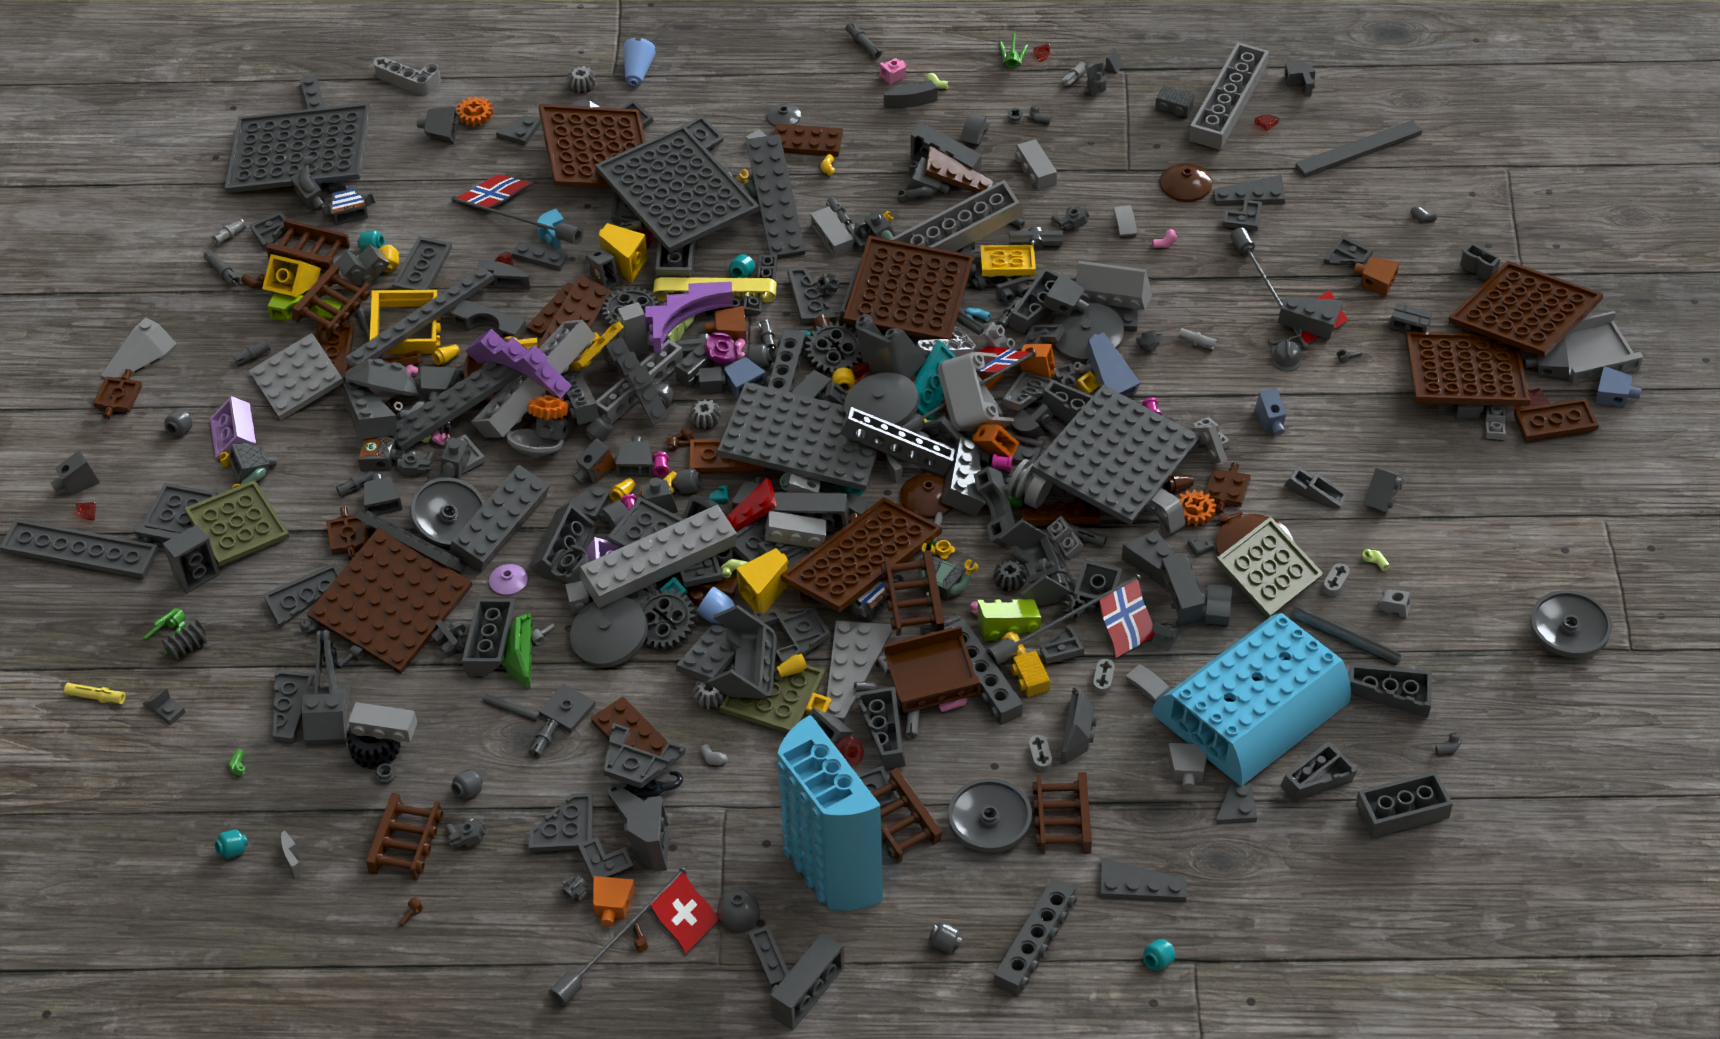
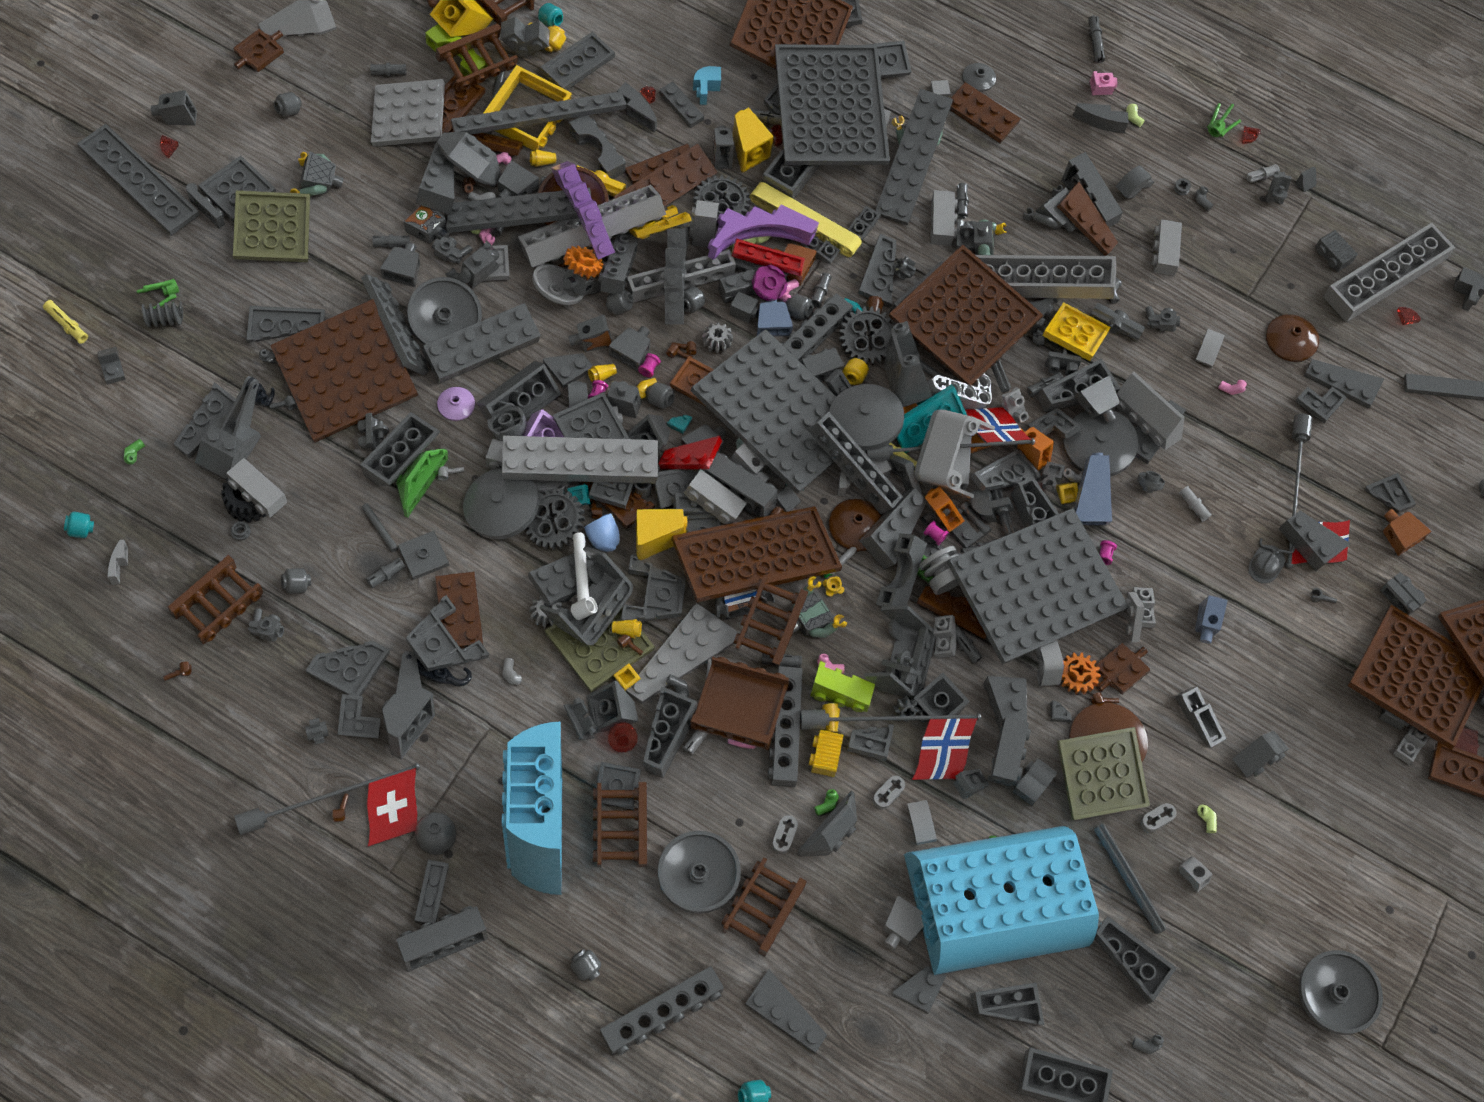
camera: 20 degrees right, 15 degrees up
(191, 559) = (209, 242): dark grey brick -> none
(232, 425) = (327, 132): lavender slope -> none
(346, 533) = (350, 287): reddish brown plate -> none
(501, 188) = (688, 21): flag -> none
(612, 898) = (340, 759): orange torso -> none
(705, 328) = (767, 256): none -> red tile
(730, 566) = (638, 500): yellowish green arm -> none
(742, 266) = (842, 210): teal head -> none
(743, 663) = (586, 605): none -> white piece
(797, 676) = (625, 640): none -> reddish brown hand
(826, 165) = (982, 147): yellow arm -> none
(860, 370) = (875, 369): clear red tile -> none
(984, 315) = (1017, 367): medium azure arm -> none
(1009, 575) = (875, 639): dark grey gear -> none
(1060, 711) = (829, 803): none -> bright green arm
(1178, 482) = (1082, 639): reddish brown cone -> none

